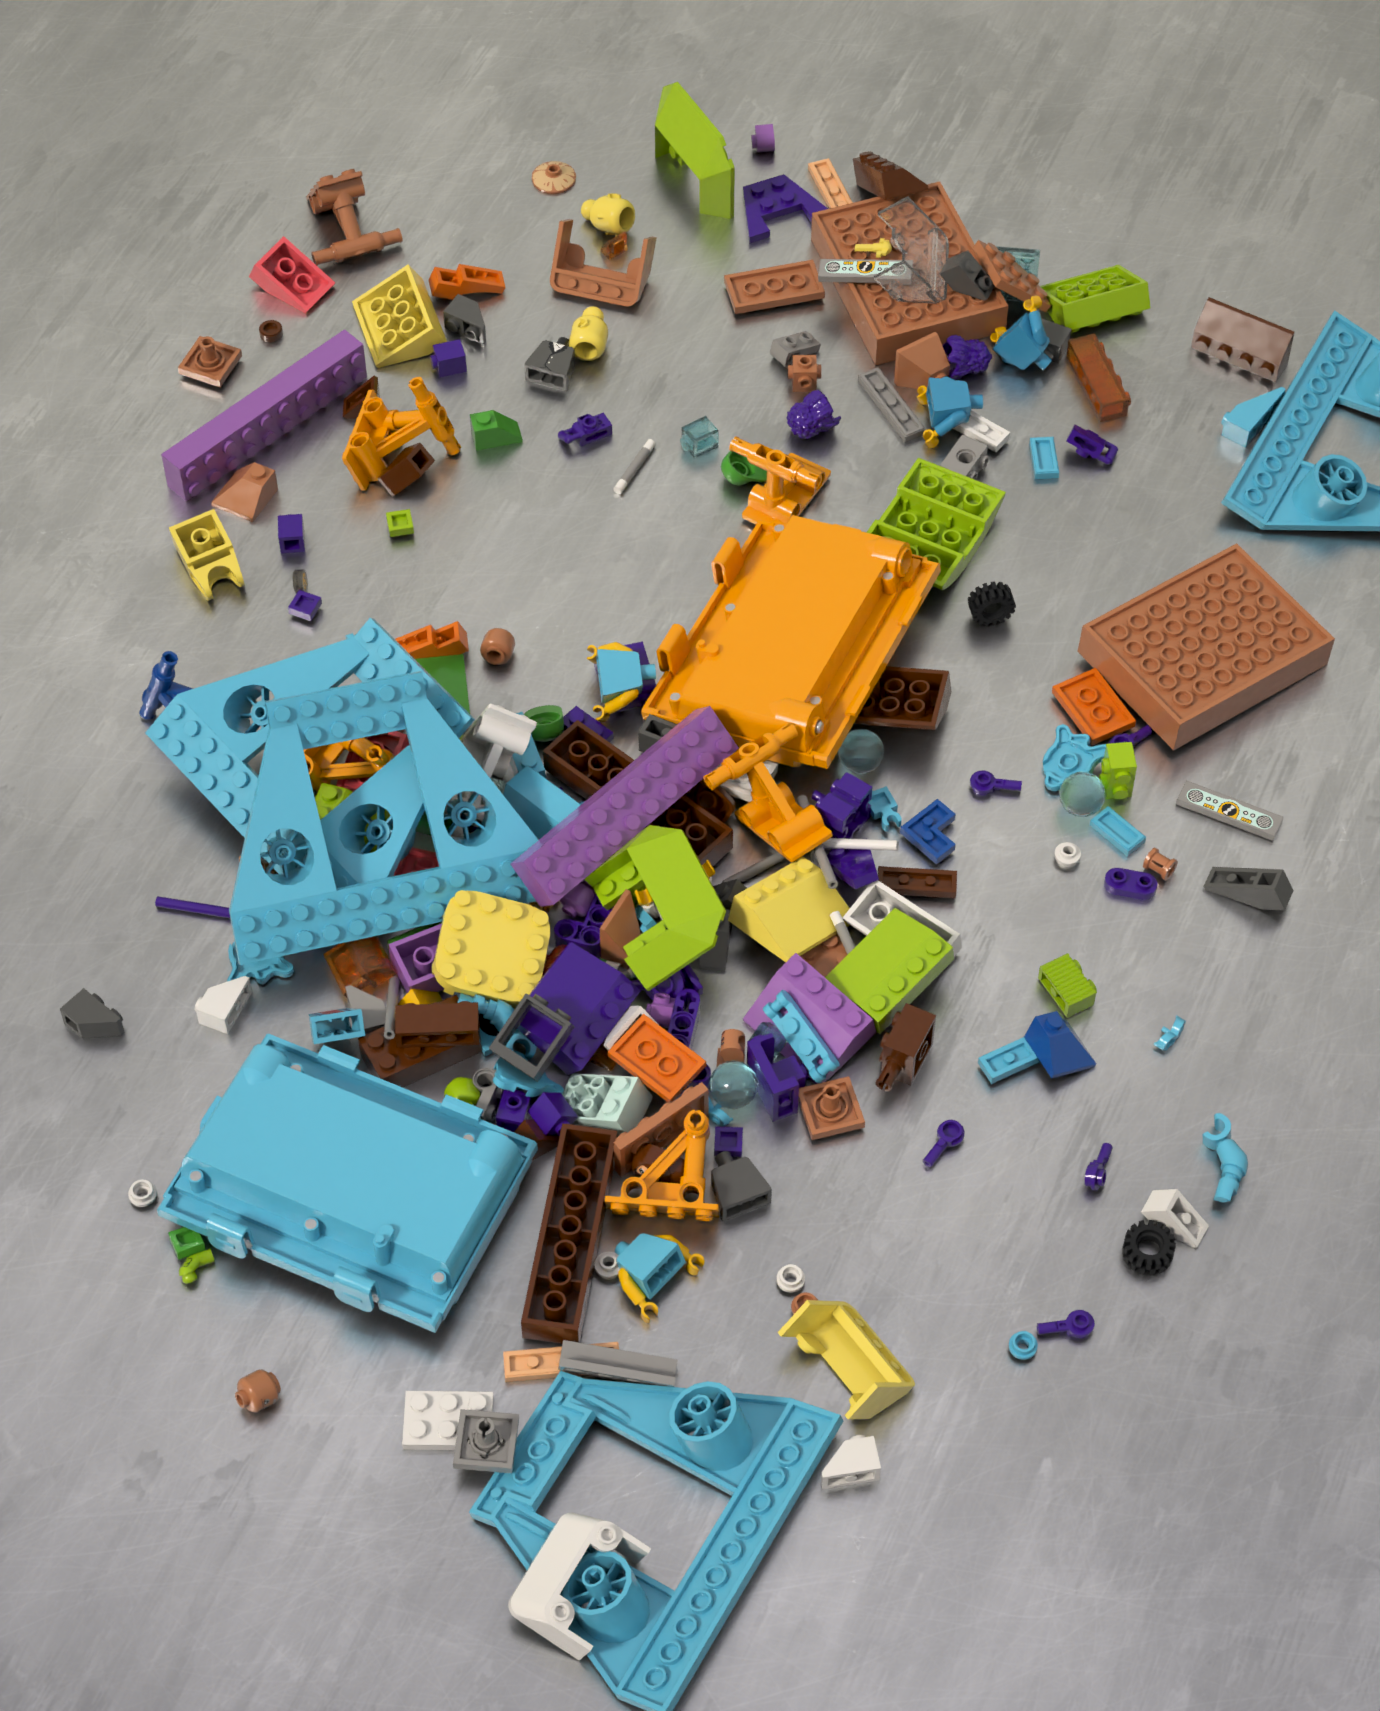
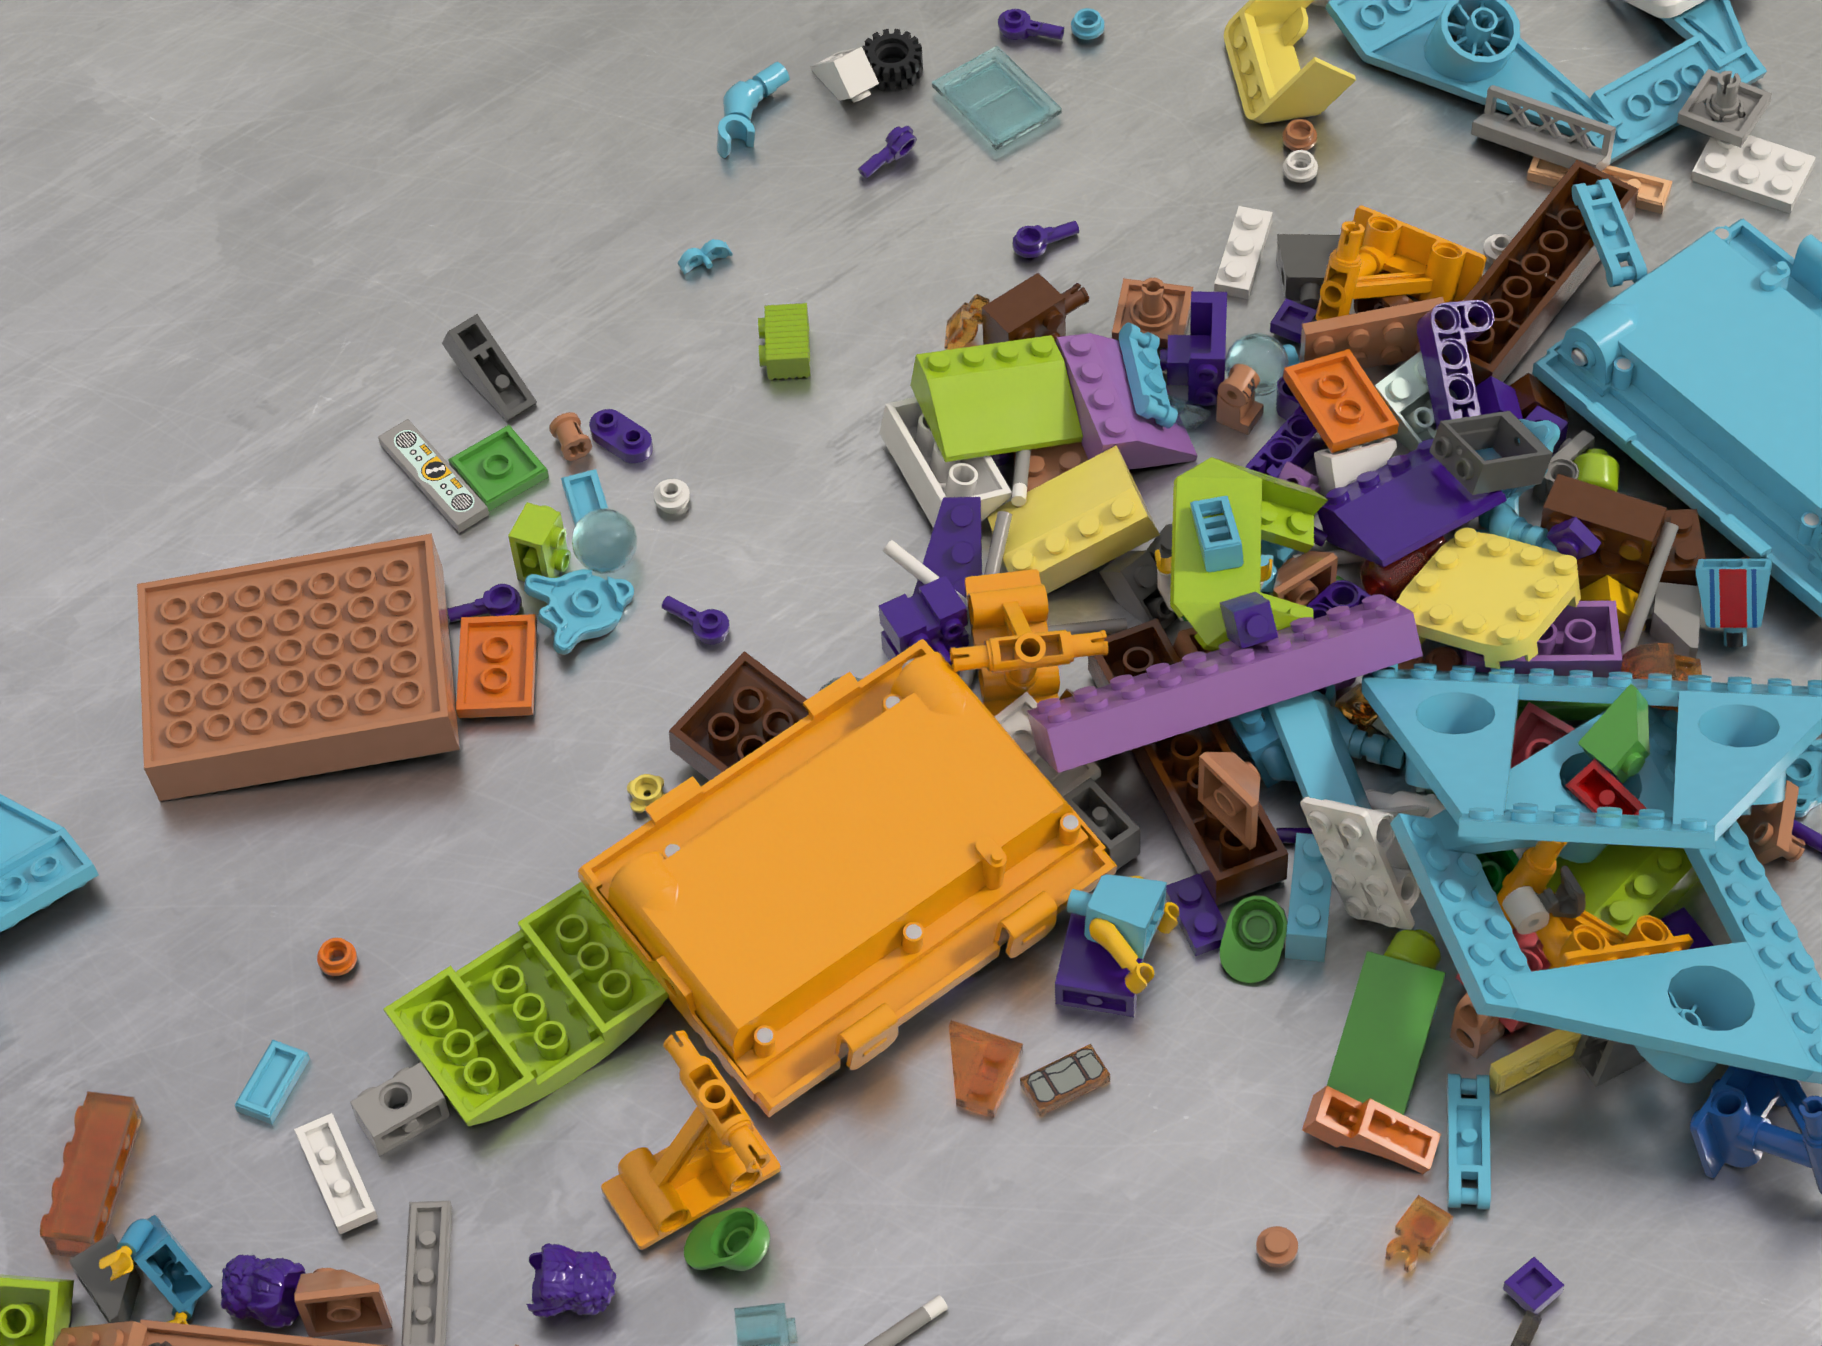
camera: 150 degrees left, 0 degrees up
(353, 811) = (1599, 788): none -> red slope
(361, 839) = (1620, 736): none -> bright green slope
(379, 608) = (1419, 1228): none -> clear orange plate
(381, 740) = (1531, 910): none -> leg
(449, 993) = (1573, 538): none -> dark purple plate
(453, 577) = (1277, 1246): none -> nougat plate
(497, 646) = (1266, 1084): nougat head -> none
(525, 1262) = (1609, 231): none -> medium azure plate
(587, 748) = (1231, 793): none -> nougat slope
(602, 1117) = (1452, 343): none -> dark purple beam
(613, 615) = (1065, 1079): none -> tile
(625, 826) = (1248, 620): none -> dark purple brick
(649, 1265) = (1457, 213): medium azure torso -> none
(665, 605) = (981, 1067): none -> clear orange wing
(672, 856) = (1217, 535): none -> medium azure slope
(795, 1191) = (1243, 252): none -> white plate
(884, 807) = (862, 640): medium azure plate -> none
(919, 881) = (878, 525): reddish brown plate -> none
(926, 828) = (827, 591): blue plate -> none
(947, 406) = (356, 1199): dark azure torso -> none
(952, 1039) = (963, 324): none -> clear orange plate
(954, 668) = (641, 785): none -> light yellow plate
(991, 603) = (528, 845): black tyre -> none
(1007, 1060) = (912, 290): medium azure plate -> none
(1051, 1249) = (996, 97): none -> clear light blue piece
(1057, 1045) = (845, 278): blue slope -> none
(1058, 523) = (333, 948): none -> orange plate
(1091, 444) = (193, 1060): dark purple piece -> none
(1192, 832) = (499, 467): none -> bright green tile

